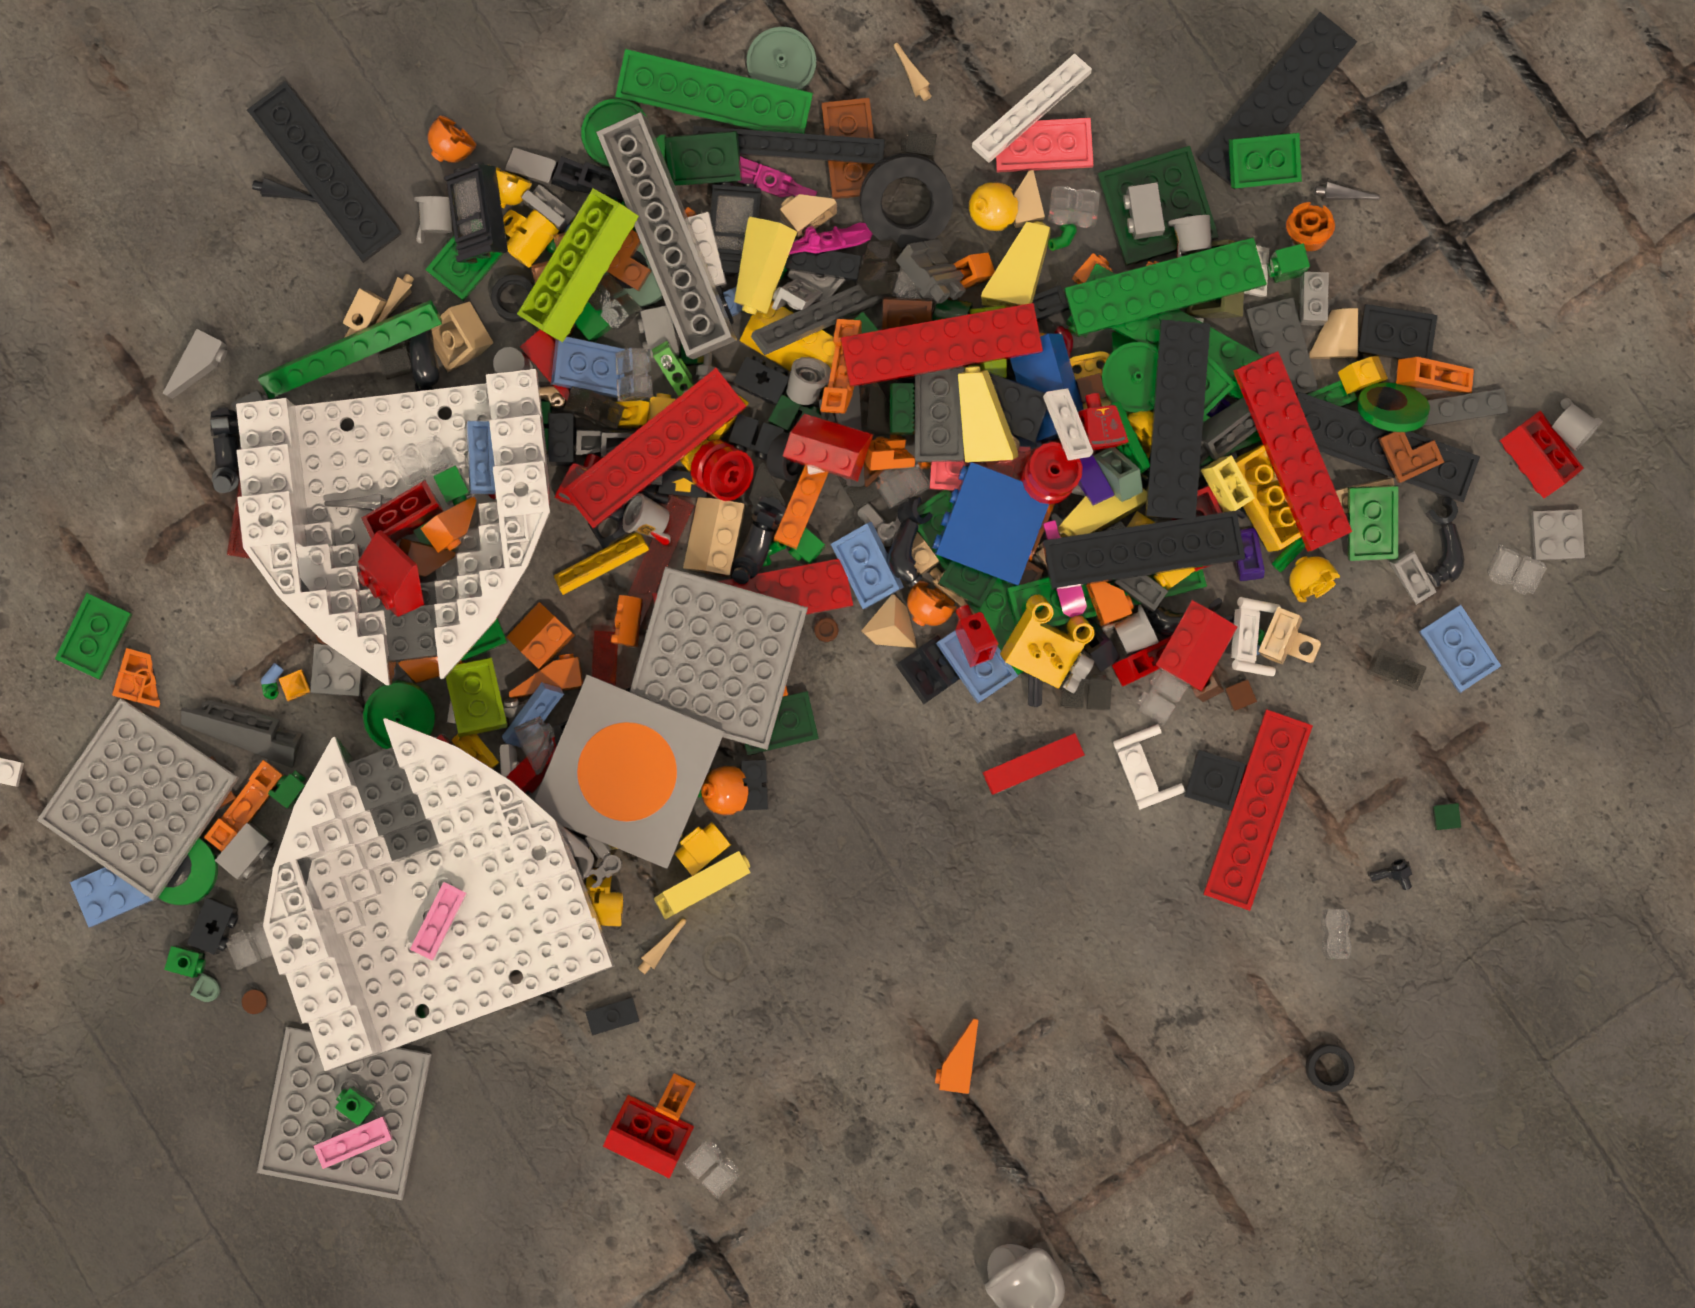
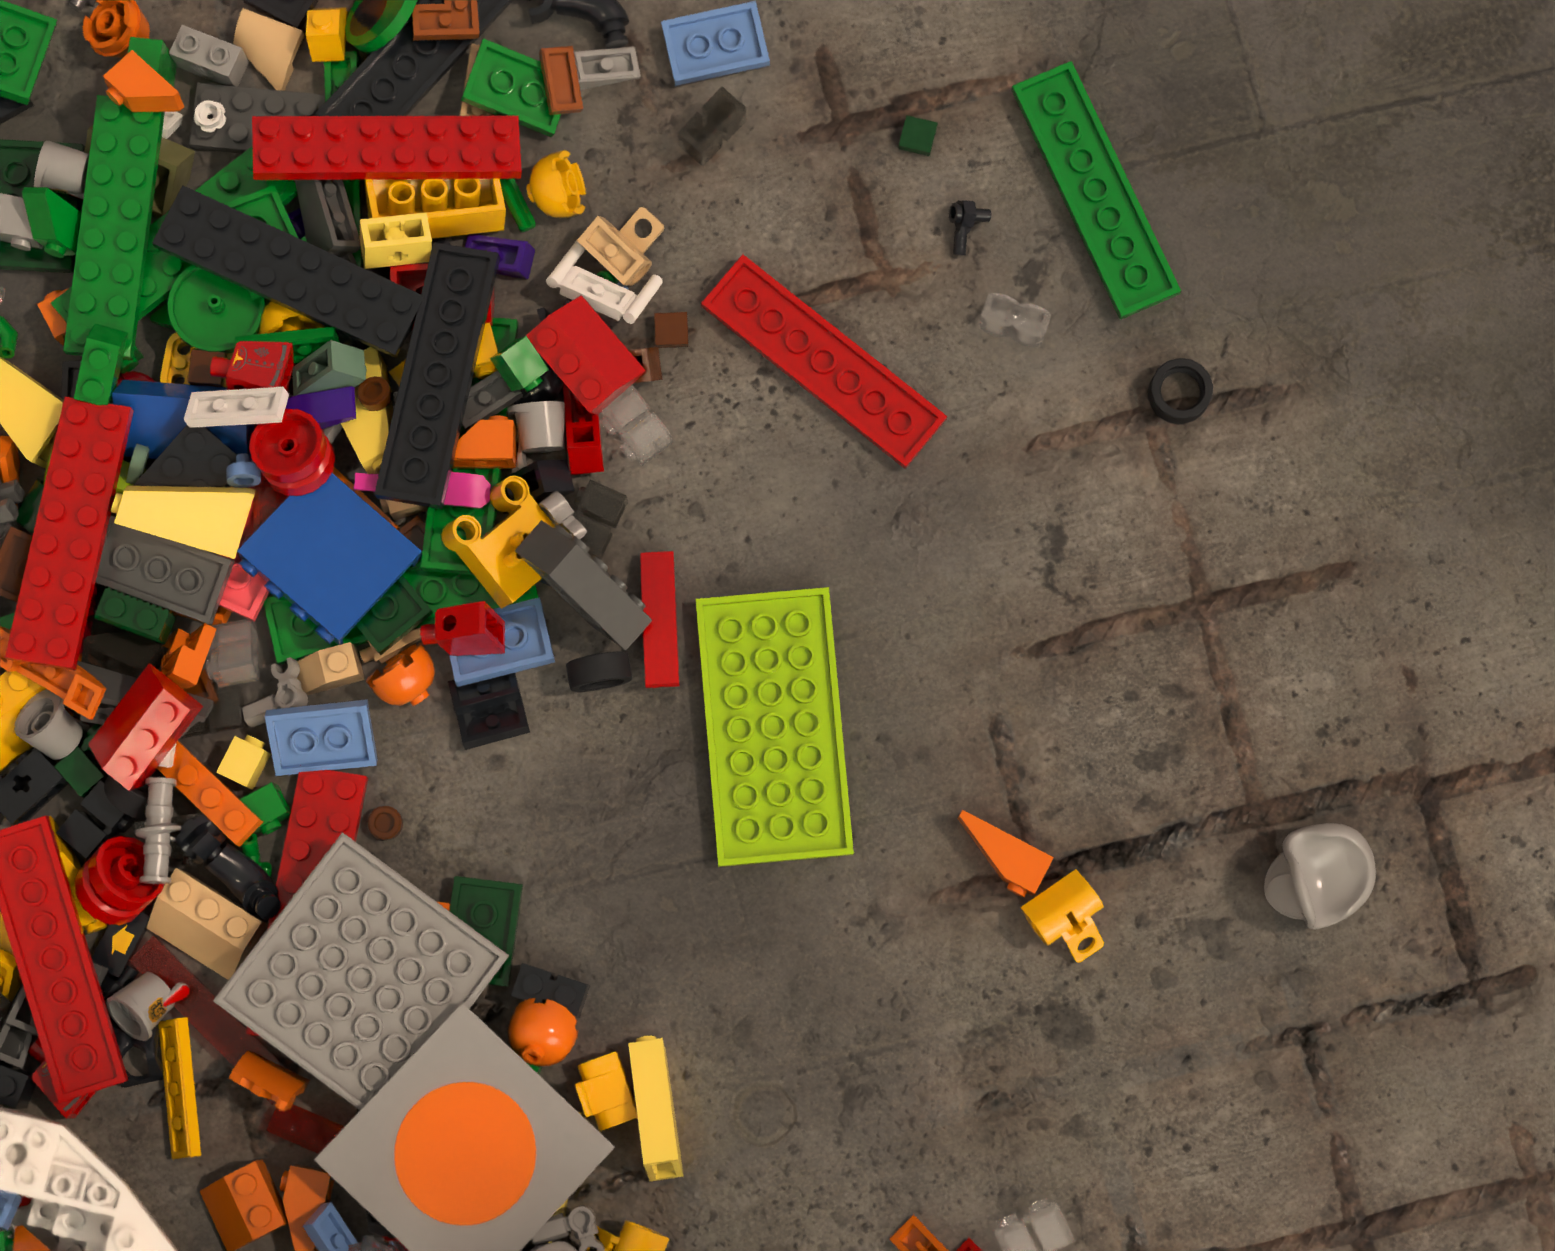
camera: 70 degrees left, 5 degrees down
(654, 955) = (725, 1209): tan piece -> none
(763, 484) = (158, 830): none -> light grey piece
(832, 519) = (244, 761): none -> light yellow brick
(891, 625) = (412, 736): tan slope -> none
(900, 555) = (323, 687): black piece -> none
(934, 1115) = (1066, 913): none -> yellow piece
(981, 736) = (599, 671): none -> black tyre
(989, 869) = (774, 727): none -> lime plate
(1006, 369) = (138, 463): none -> sand green tile
(1025, 444) = (243, 472): none -> medium blue tile
(1036, 706) = (584, 583): none -> dark grey brick
(1063, 319) = (100, 365): none -> green brick
(1115, 511) = (374, 393): none -> reddish brown tile
(1138, 770) = (718, 491): white plate -> none
(1152, 243) = (52, 221): none -> green slope
(1172, 603) = (520, 365): none -> brick
(1214, 780) = (766, 400): black plate -> none
(1268, 267) = (140, 87): none -> orange slope
(1271, 311) = (209, 107): none -> white plate
(1390, 551) = (561, 80): none -> dark orange tile
(1454, 957) = (1096, 190): none -> green plate

